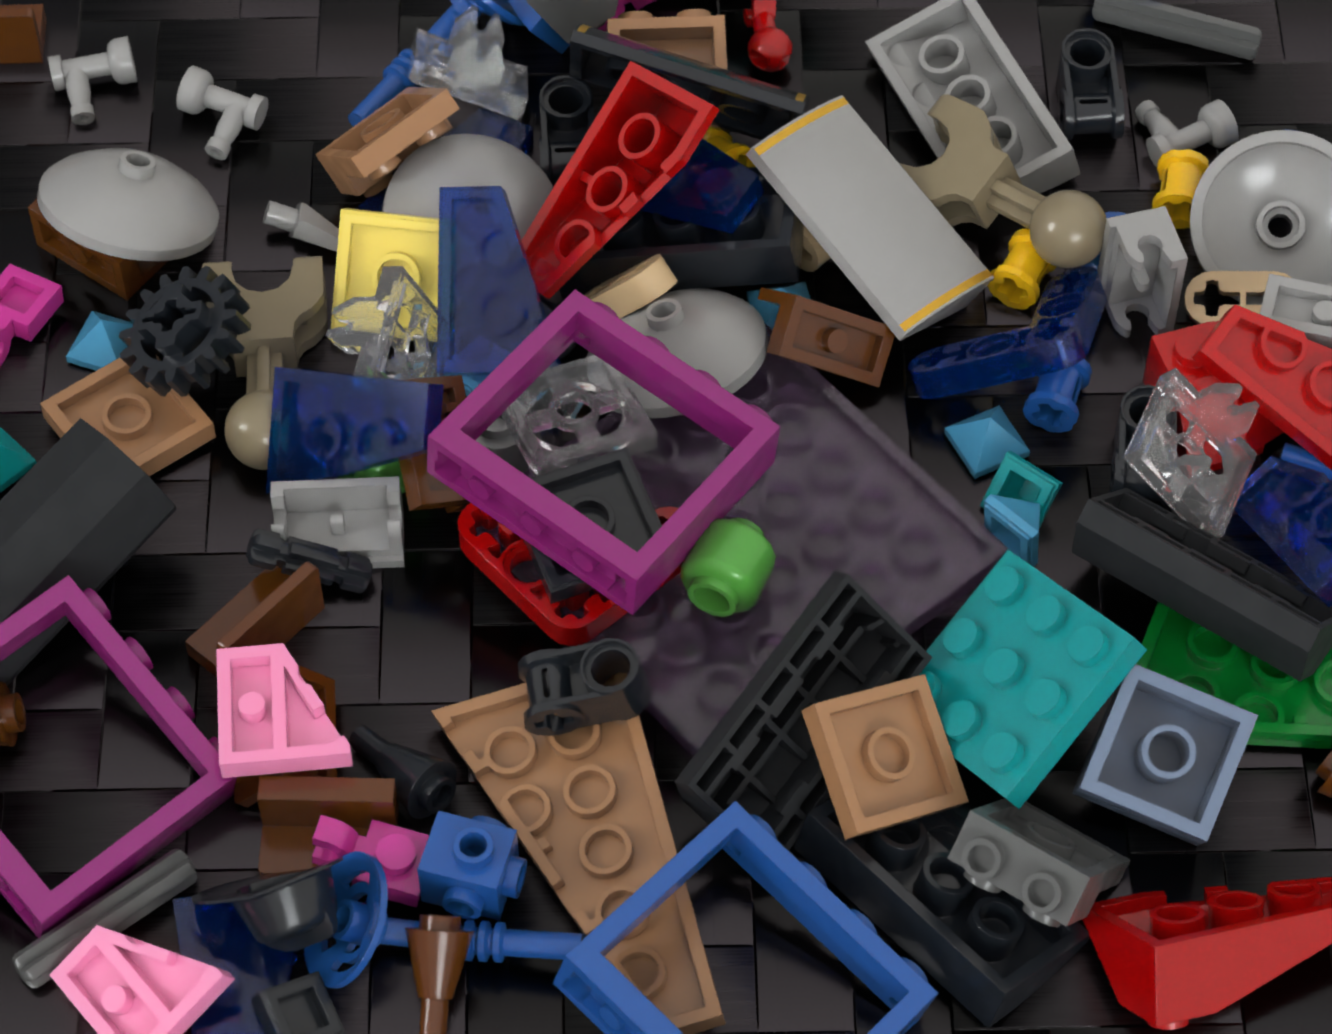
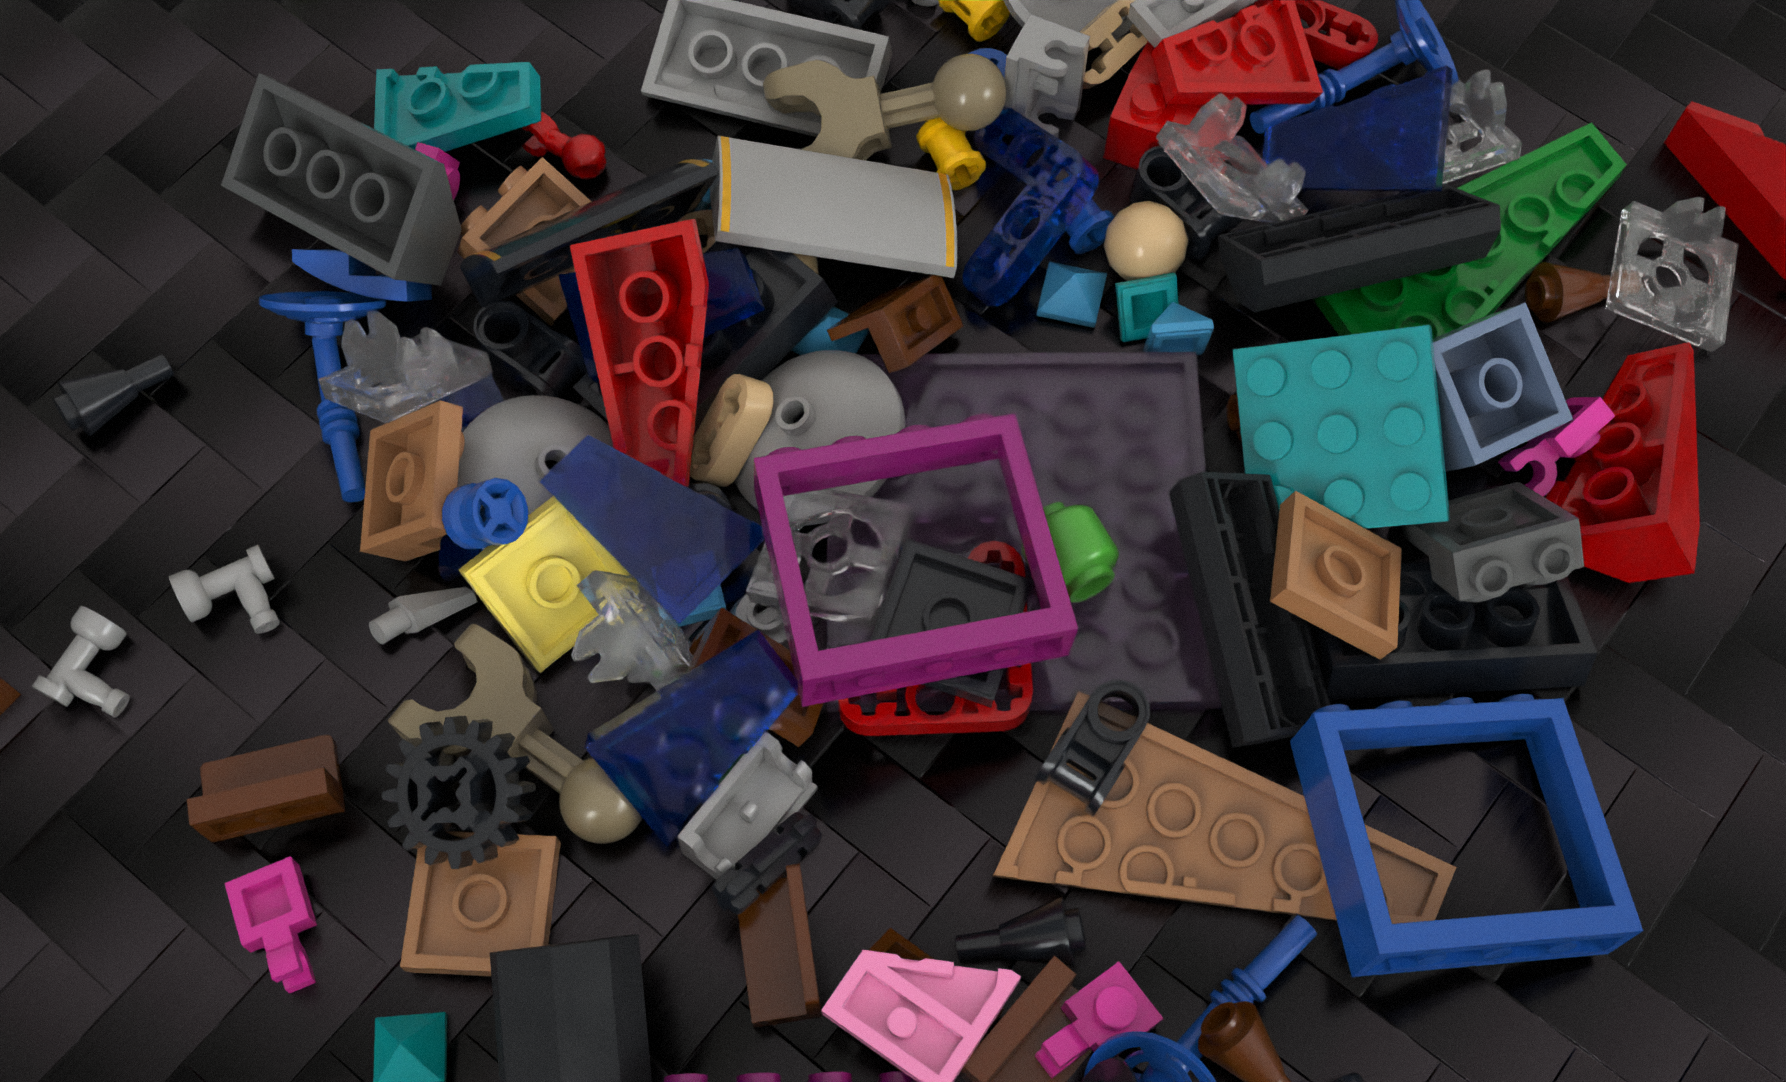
camera: 50 degrees left, 10 degrees up
(98, 341) = (376, 862): dark azure slope -> none
(128, 205) = (265, 741): light grey dish -> none
(406, 184) = (496, 523): none -> blue wheel
(471, 866) = (1163, 973): blue brick -> none
(1073, 446) = (1145, 241): none -> tan piece
(1209, 861) = (1567, 440): none -> dark pink plate

